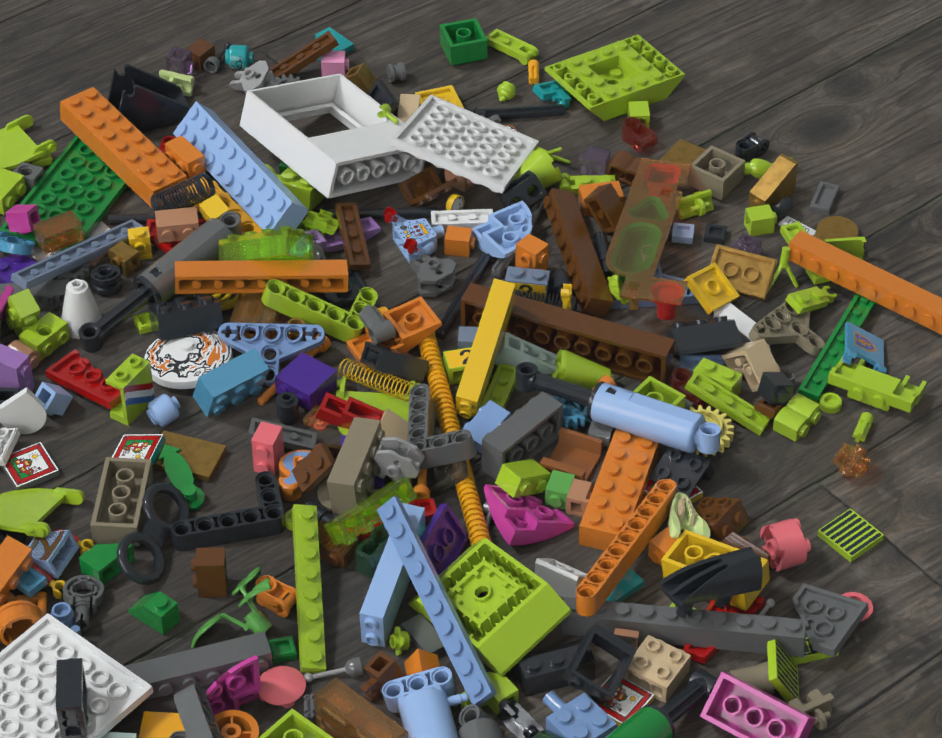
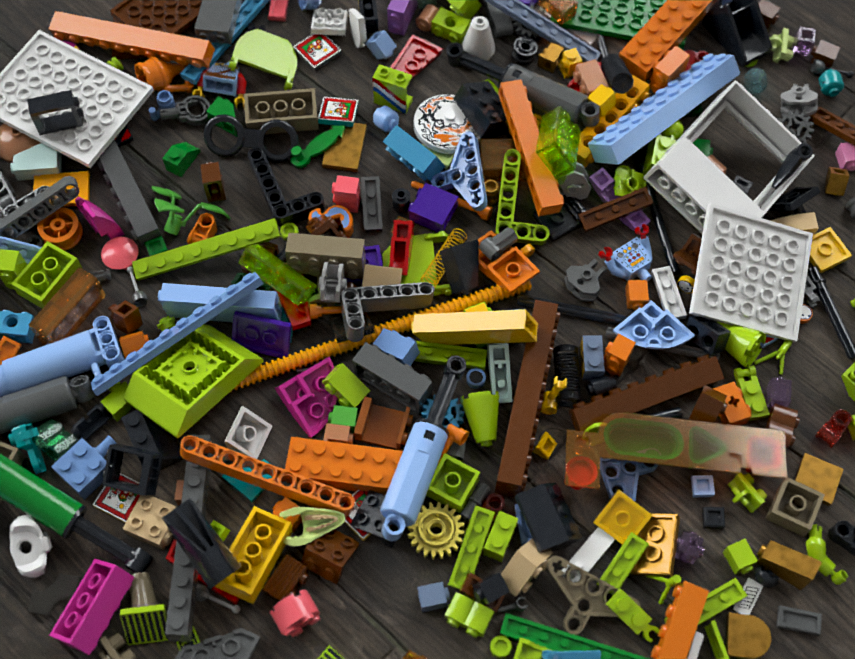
camera: 80 degrees right, 20 degrees up
(220, 106) = (755, 81): none -> clear light blue head
(349, 86) = (792, 163): none -> black piece
(387, 113) = (767, 197): lime hand -> none
(752, 294) = (624, 561): none -> lime tile
(775, 442) = (433, 596): none -> sand blue brick

